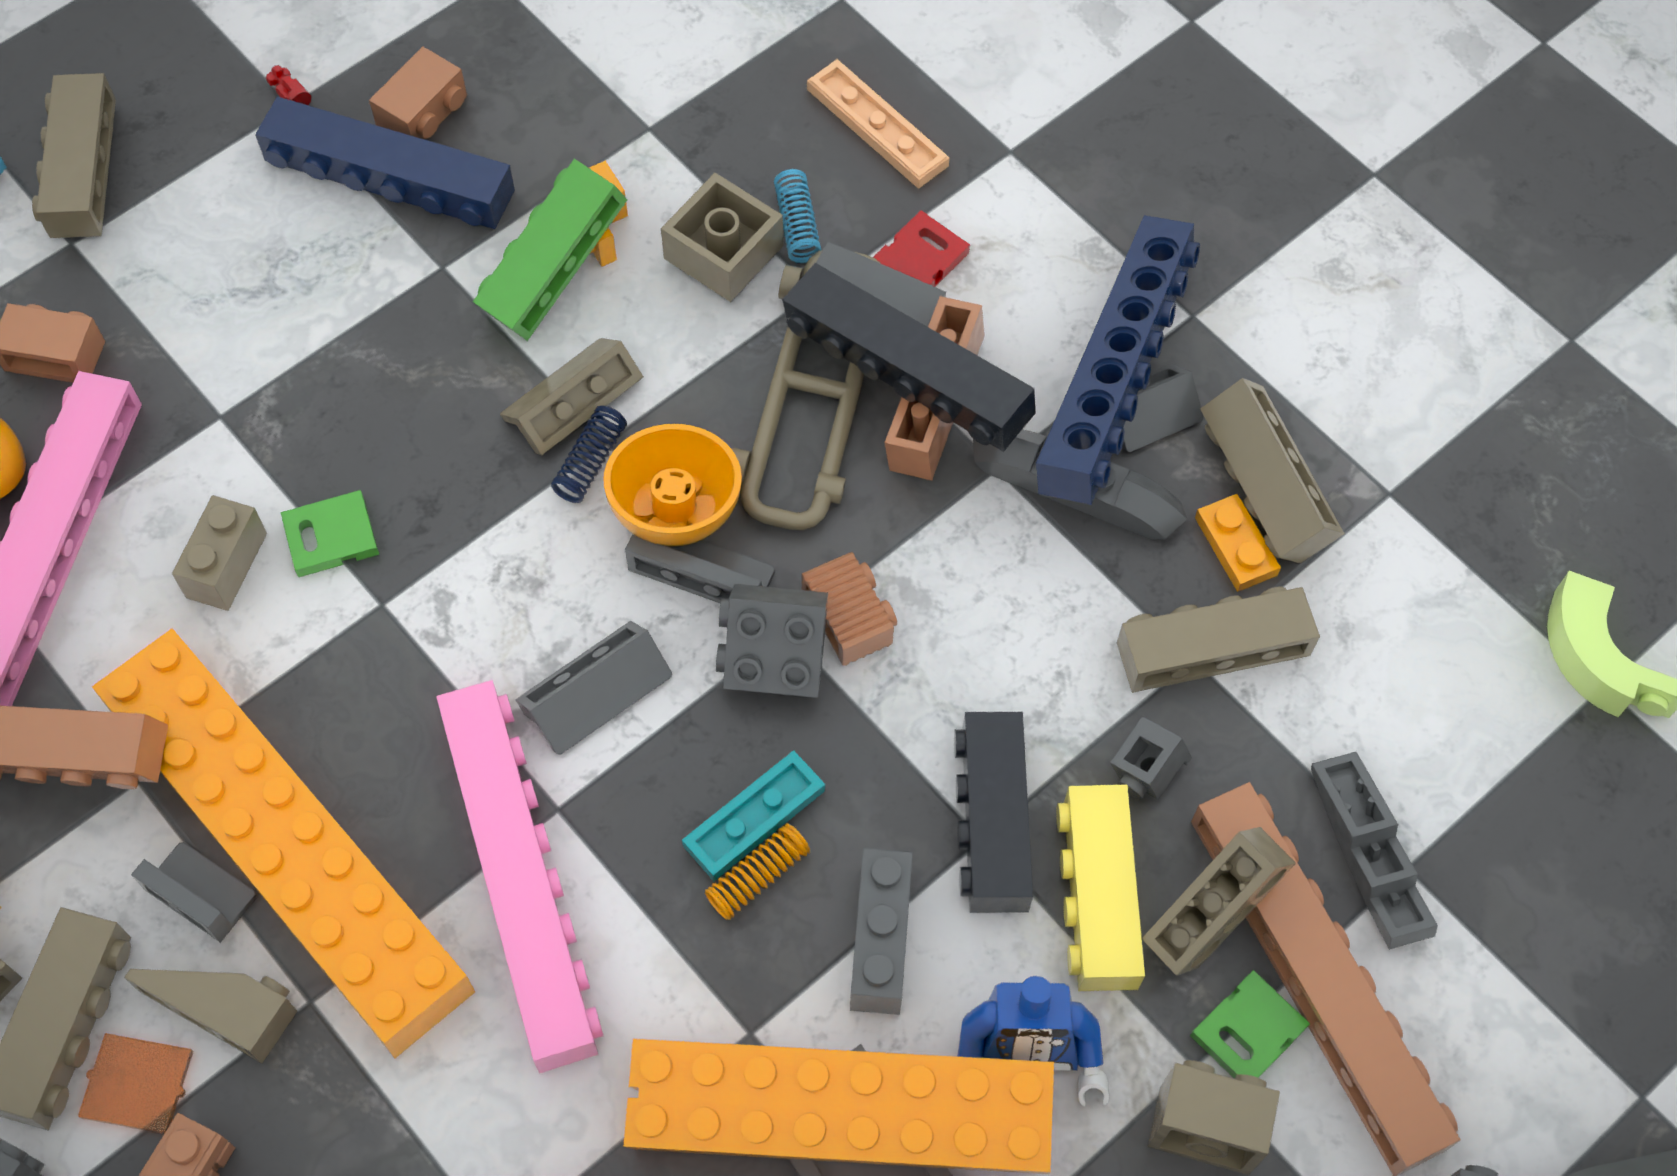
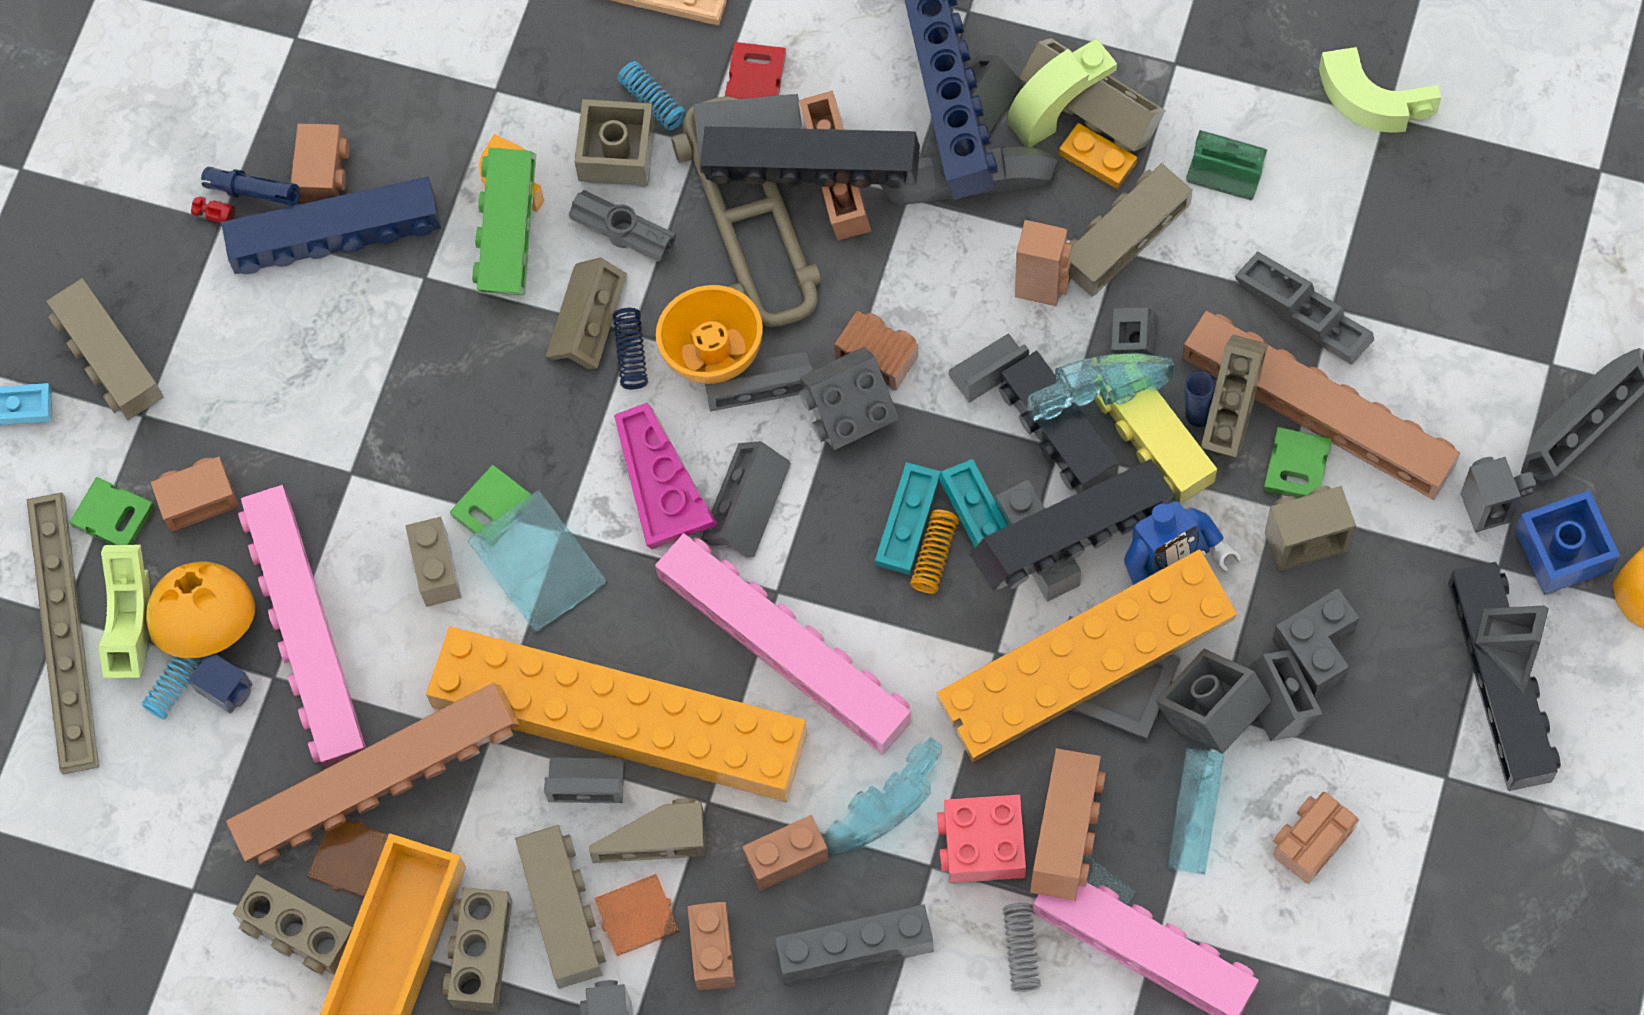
camera: 25 degrees left, 5 degrees up
(328, 619) = (537, 561): none -> clear light blue piece
(329, 74) = (238, 183): none -> dark blue pin
(339, 1119) = (785, 852): none -> nougat piece
(478, 1142) = (877, 813): none -> clear light blue slope
(515, 613) = (659, 480): none -> dark pink wing
(681, 343) = (605, 216): none -> dark grey piece
(835, 861) = (972, 500): none -> teal plate
(919, 937) = (1071, 526): none -> black brick
(944, 700) = (984, 369): none -> dark grey panel
(1088, 792) = (1112, 376): none -> clear light blue slope
(1089, 615) = (1042, 263): none -> nougat brick
(1175, 873) = (1198, 398): none -> dark blue piece
(1230, 434) = (1048, 92): none -> yellowish green arch
(1380, 635) = (1226, 165): none -> clear green panel

